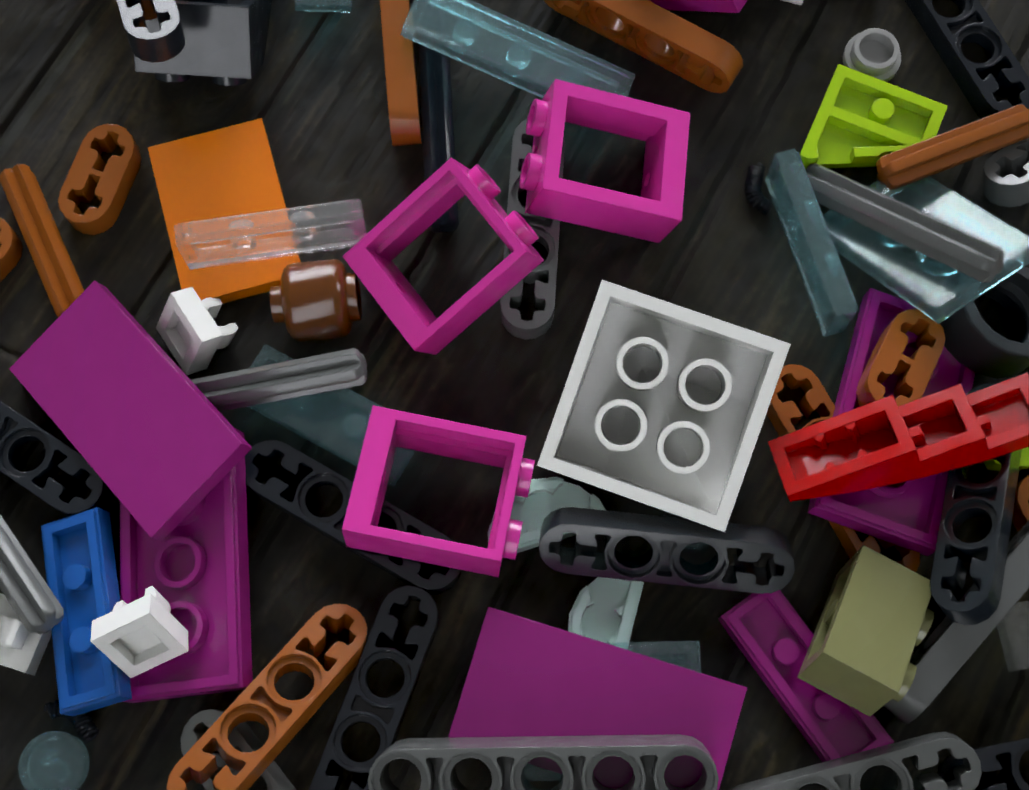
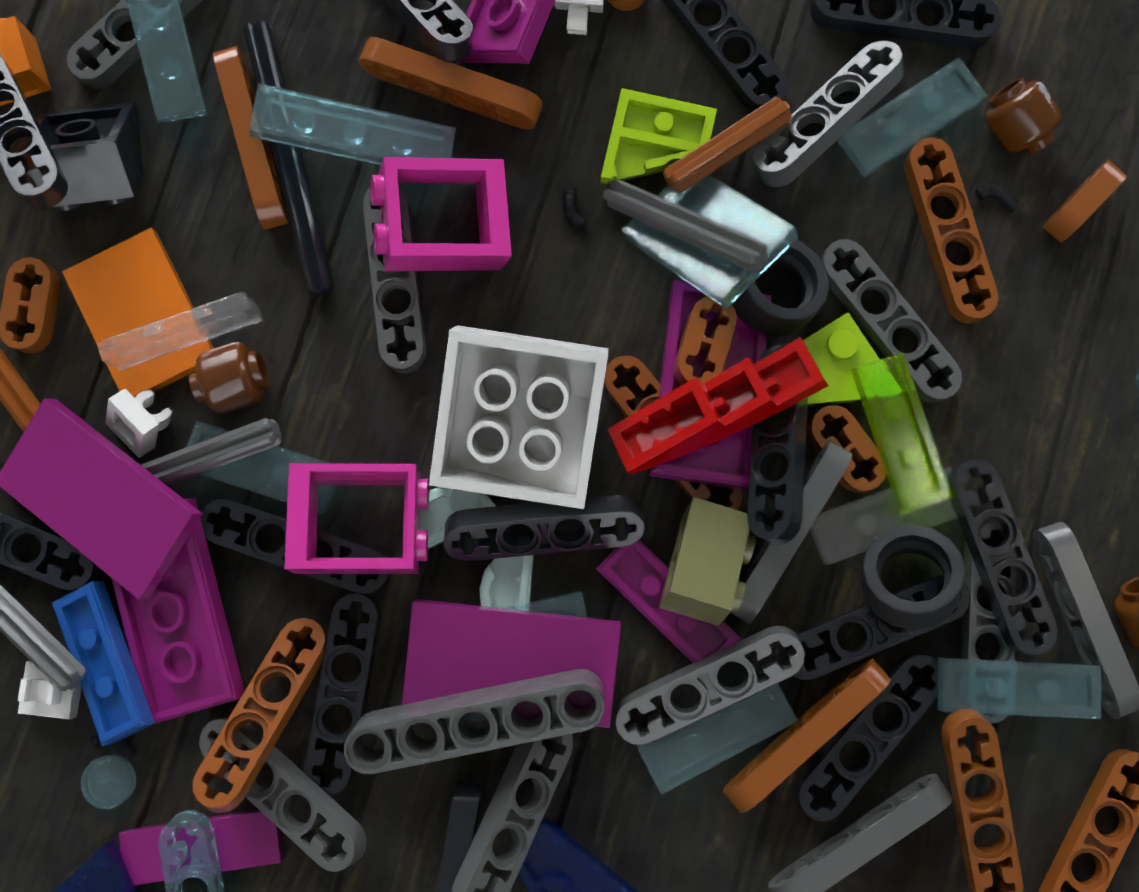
camera: 10 degrees left, 10 degrees up
(140, 634) = (148, 675): white tile -> none
(374, 253) = (289, 356): dark pink window -> none
(810, 243) = (621, 249): clear light blue tile -> none
(873, 53) = (650, 73): light grey plate -> none

